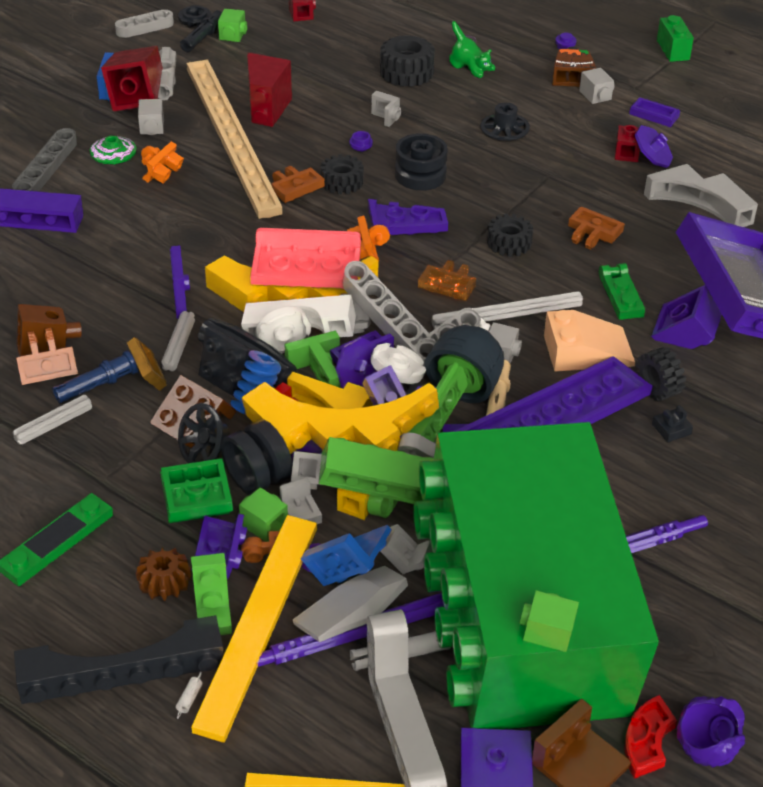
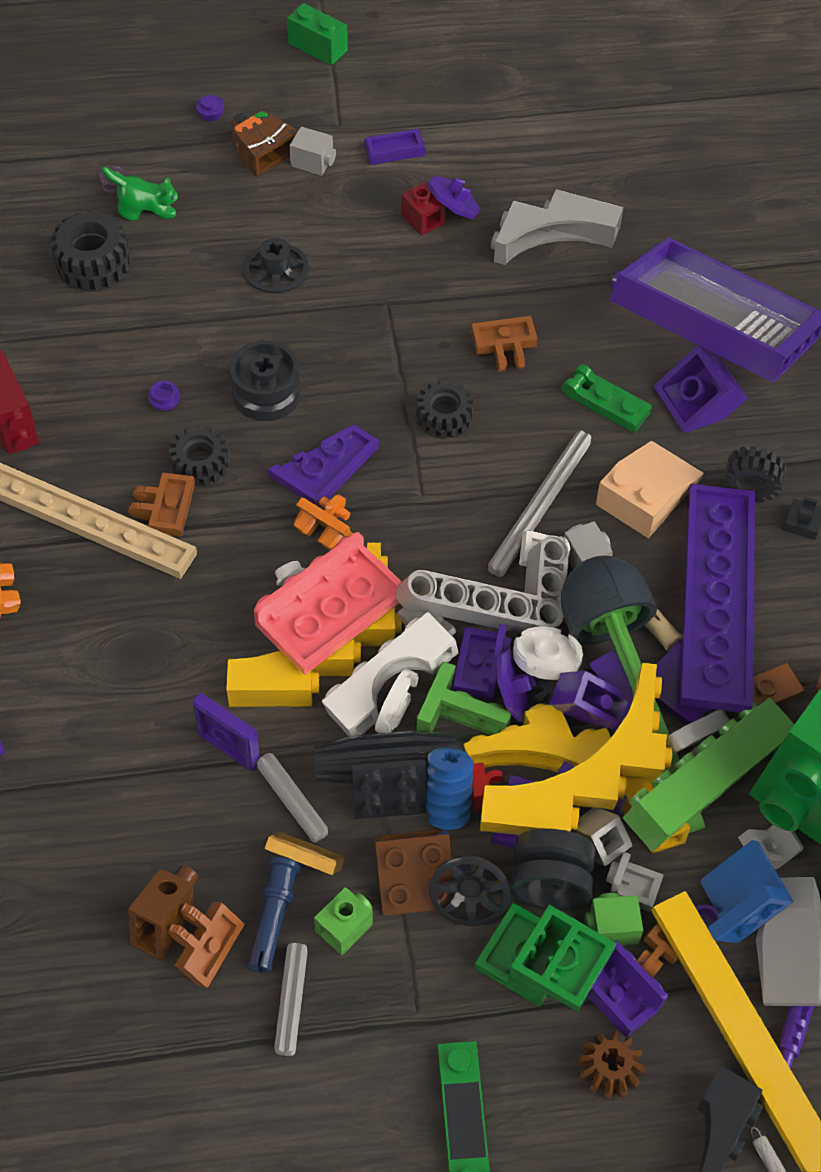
camera: 45 degrees left, 15 degrees up
(123, 405) = (344, 920): none -> bright green brick
(212, 589) = (683, 1050): bright green bracket -> none
(386, 107) = (140, 330): light grey bracket -> none
(448, 282) = (454, 513): clear orange hinge -> none

